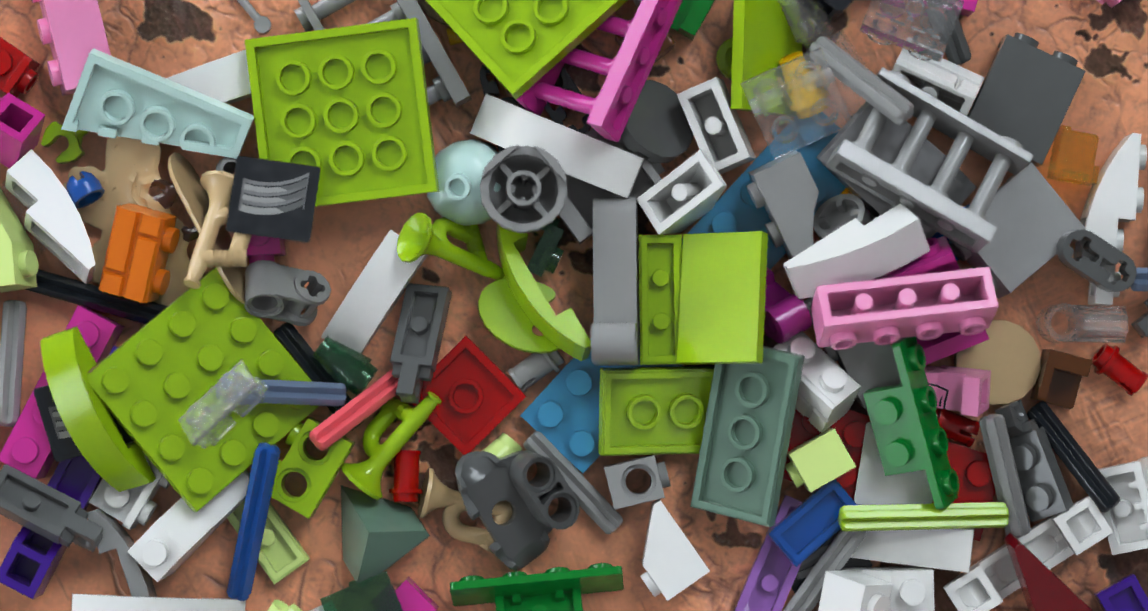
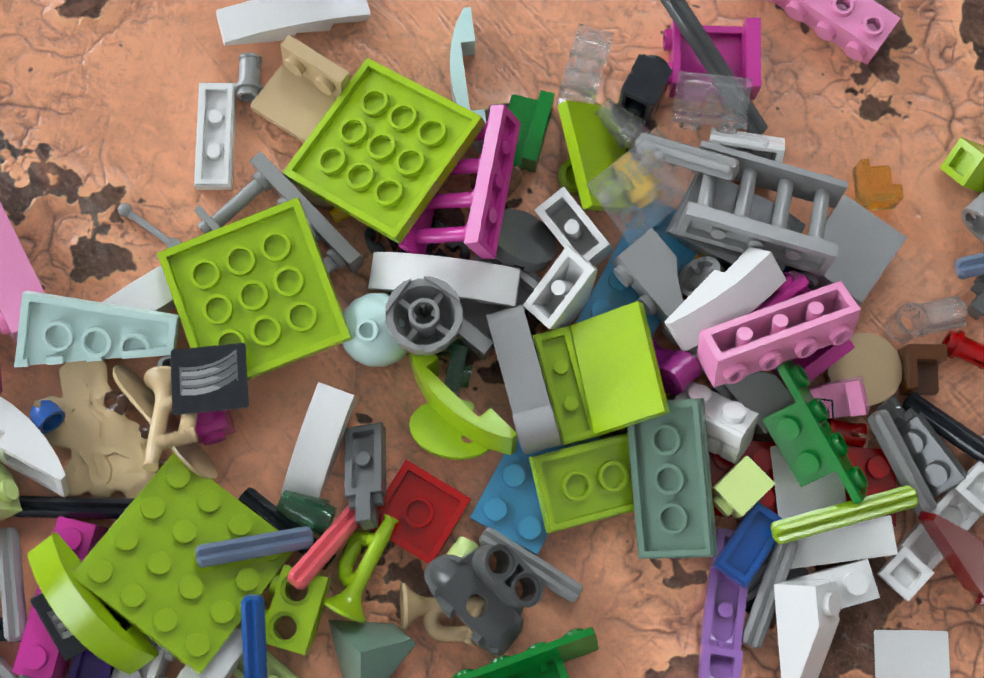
camera: 15 degrees left, 10 degrees down
(74, 150) = (32, 375): lime bar -> none
(139, 253) = (104, 458): orange brick -> none
(209, 418) = (191, 585): clear hinge -> none
(280, 293) = (236, 461): light grey piece -> none
(406, 476) = (383, 596): red pin -> none
(423, 238) = (345, 382): lime piece -> none
(535, 368) = (472, 473): light grey pin -> none
(616, 479) = (573, 561): light grey brick -> none
(669, 556) = (631, 607): white slope -> none
(1027, 94) = (825, 138): dark grey panel -> none
(1103, 253) = (926, 255): dark grey beam -> none
(1113, 201) = (916, 219): white slope -> none

